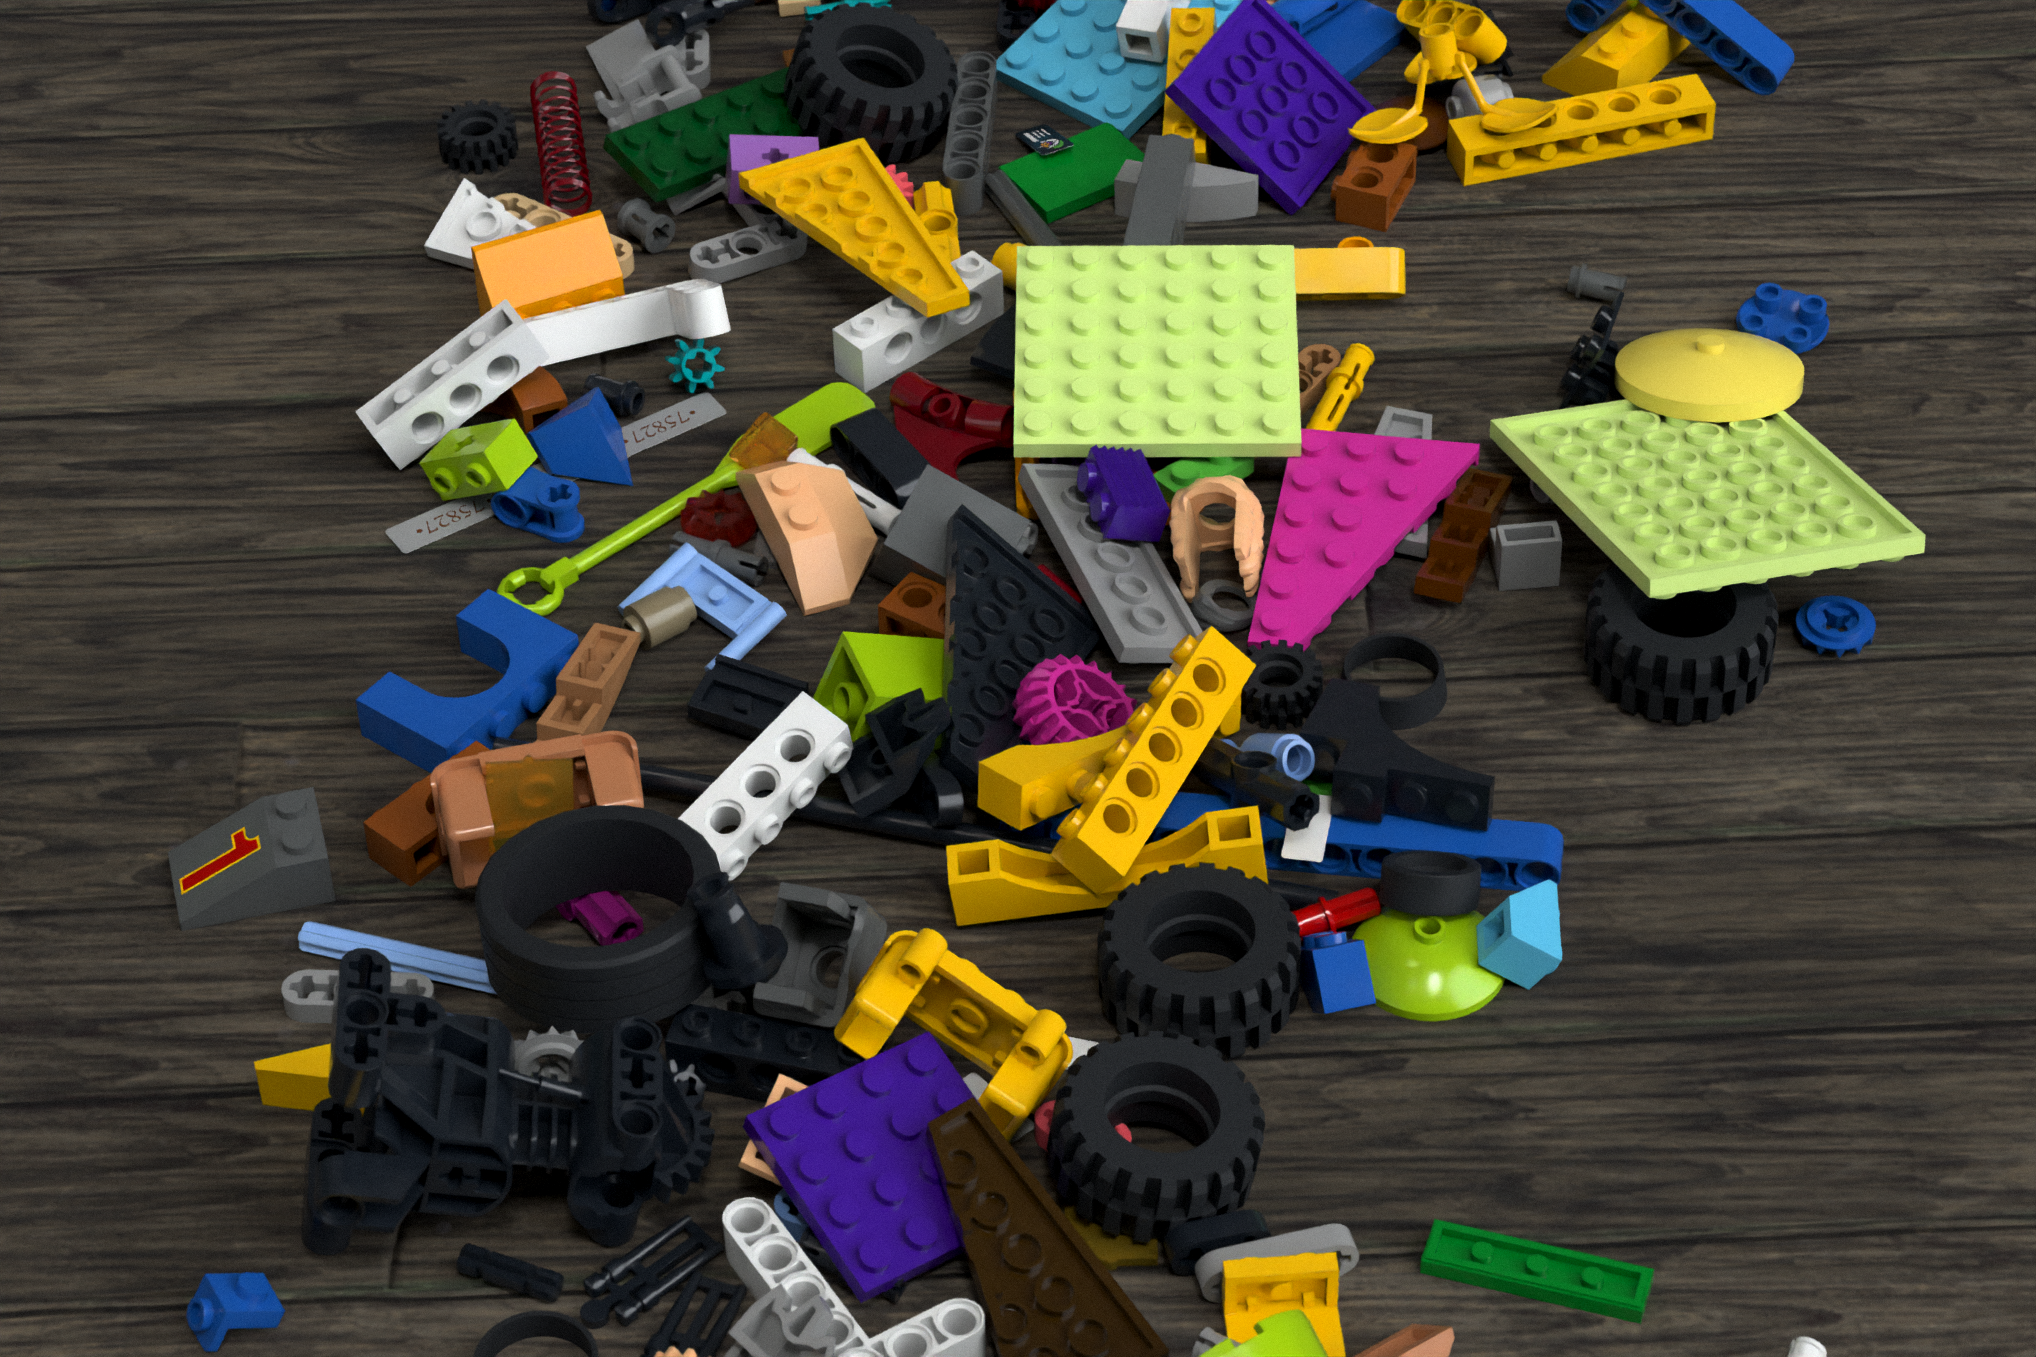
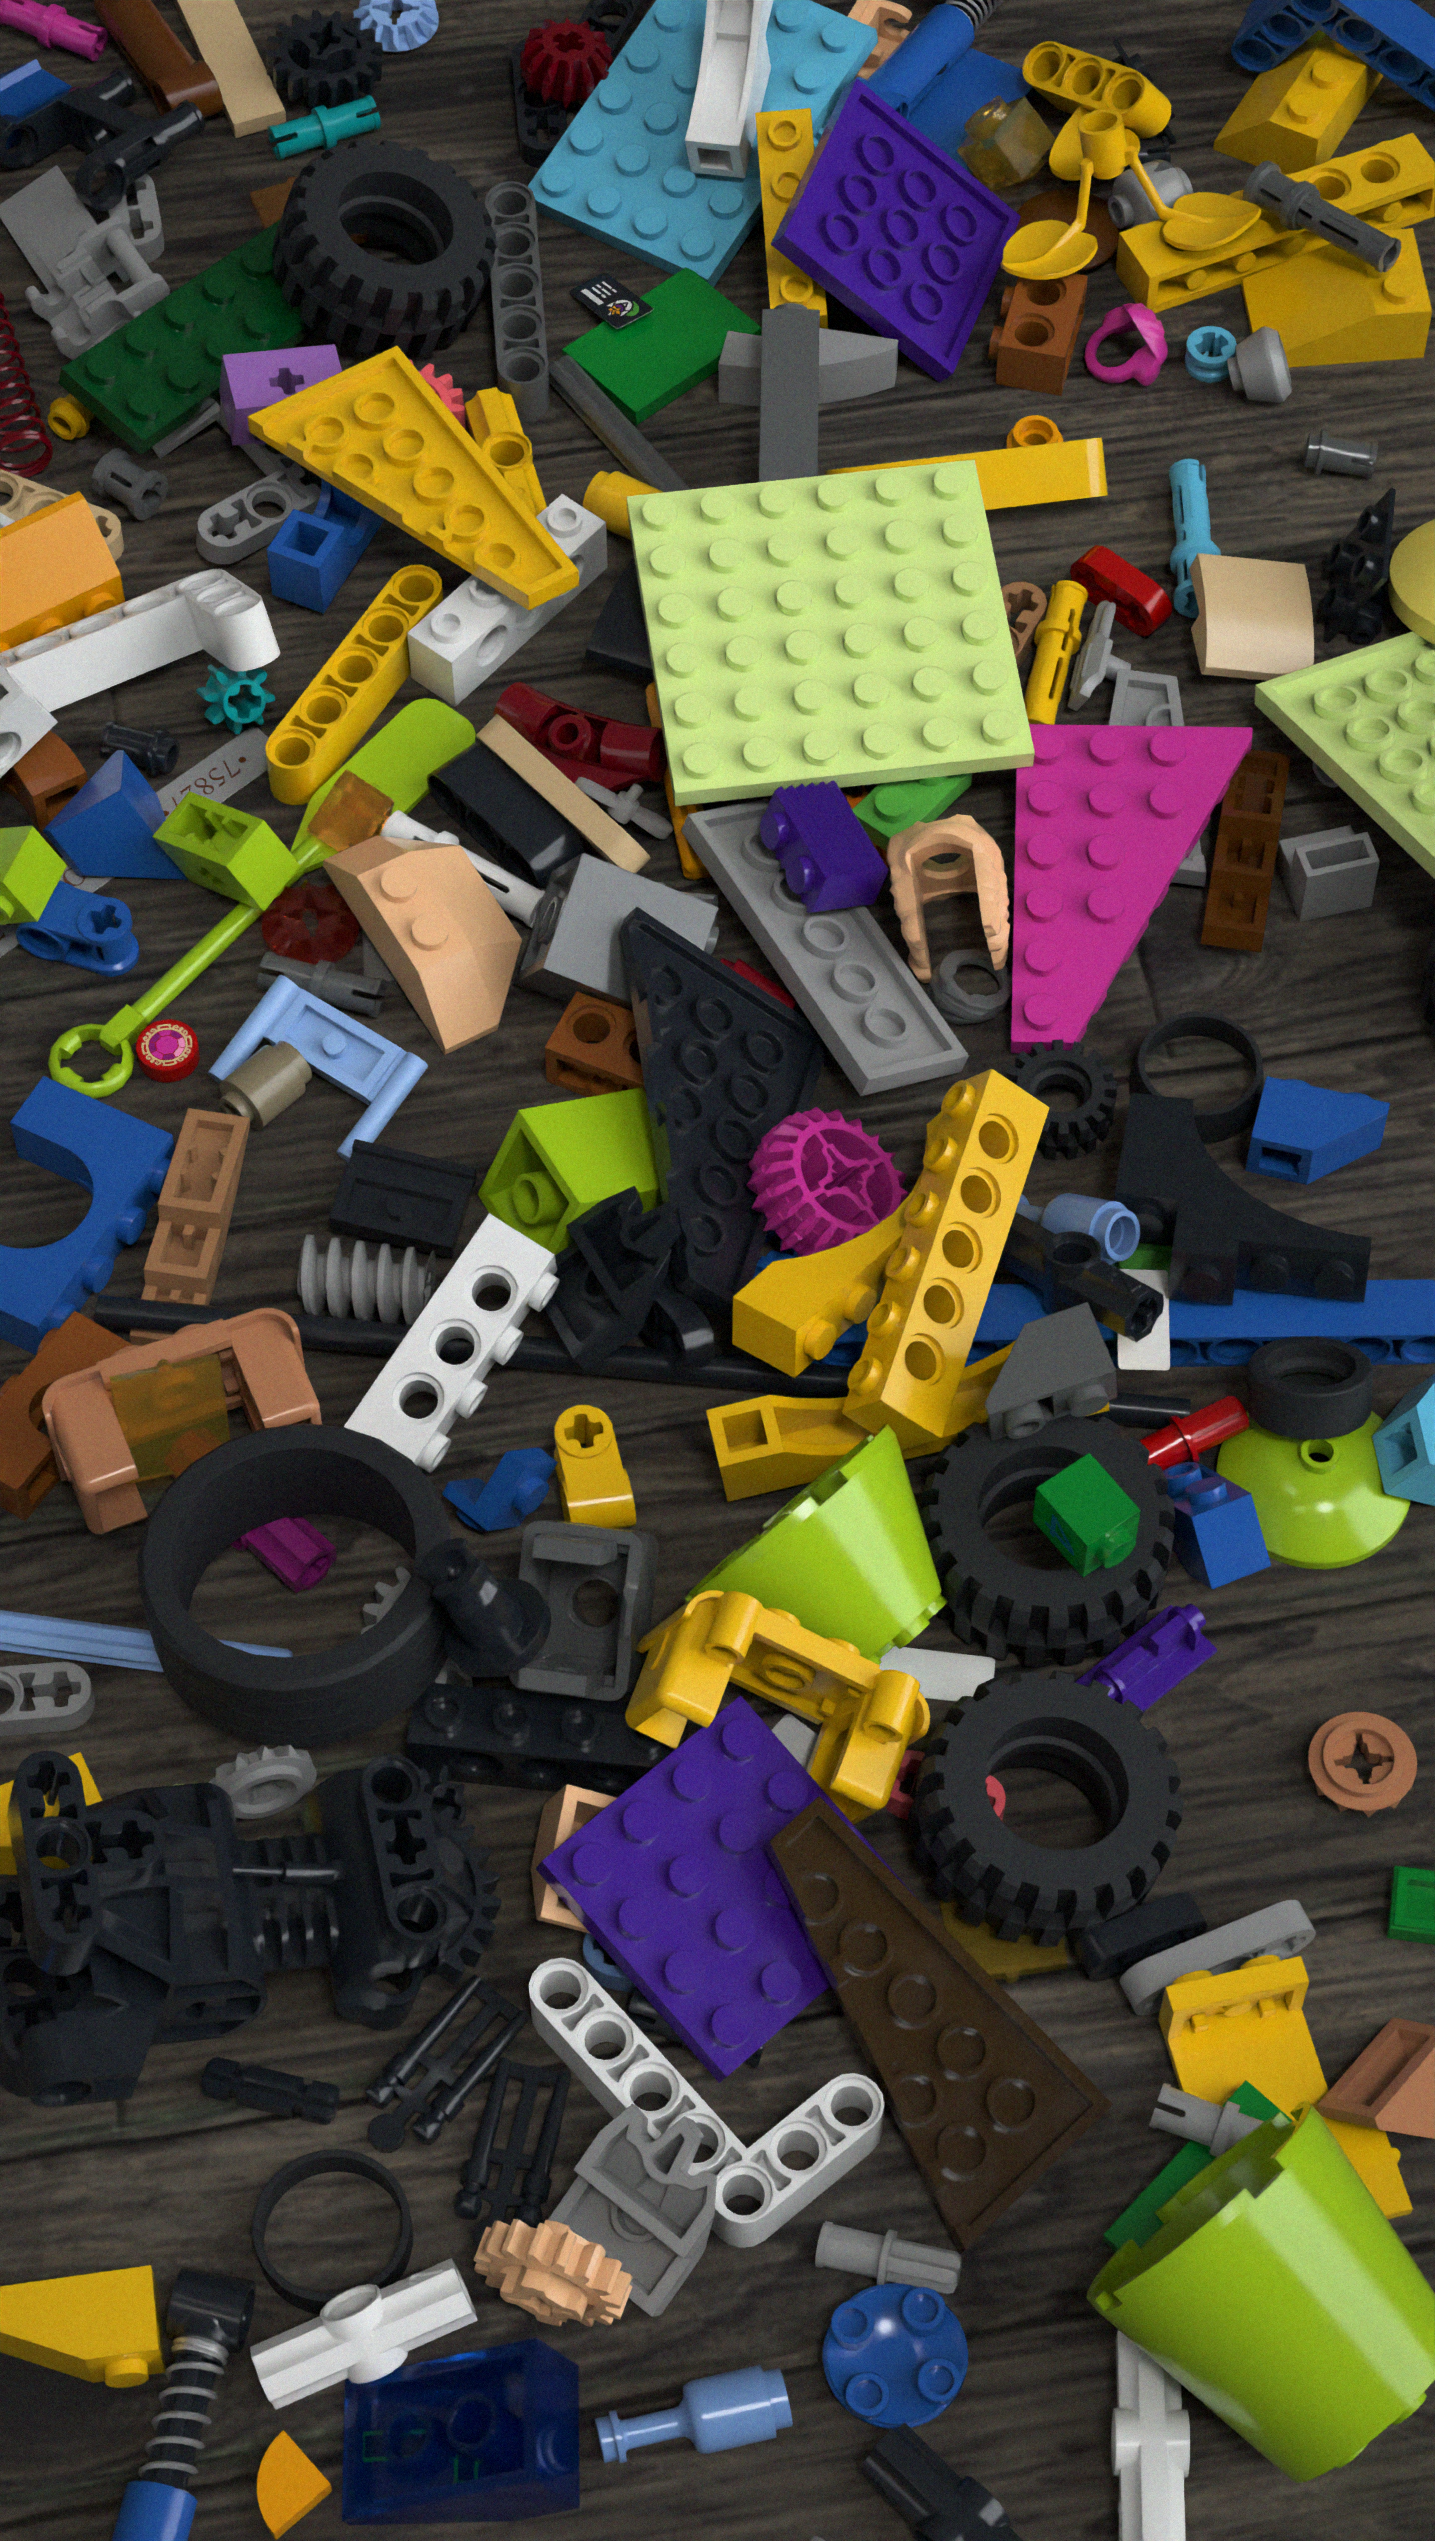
camera: 10 degrees left, 15 degrees up
(590, 591) = (167, 1050): none -> tile
(611, 179) = (69, 417): none -> yellow pin
(662, 458) = (227, 851): none -> lime brick
(697, 748) = (364, 1282): none -> light grey piece
(763, 901) = (509, 1495): none -> blue bracket
(778, 278) = (319, 550): none -> blue arch
(781, 369) = (350, 688): none -> yellow beam
(852, 870) = (592, 1478): none -> yellow piece
(926, 440) = (563, 795): none -> tan beam
(978, 461) = (626, 807): none -> light grey piece
(1033, 933) = (844, 1555): none -> lime cone
(1213, 833) = (1051, 1372): none -> dark grey slope
(1223, 930) = (1087, 1516): none -> green brick
(1279, 1058) = (1154, 1657): none -> dark purple hinge
(1370, 399) = (1095, 657): none -> light grey piece
(1373, 58) = (1005, 142): none -> clear yellow brick
(1402, 357) = (1138, 599): none -> red beam
(1443, 1137) = (1381, 1743): none -> nougat gear
(1455, 211) = (1146, 361): none -> dark pink piece
(1466, 340) = (1191, 528): none -> medium azure pin
(1474, 722) = (1312, 1130): none -> blue slope
(1498, 377) = (1251, 617): none -> tan slope
(1508, 212) = (1214, 340): none -> medium azure bush
(1545, 220) = (1261, 367): none -> light grey cone
(1593, 109) = (1301, 207): none -> dark grey pin
(1619, 185) = (1342, 308): none -> yellow slope

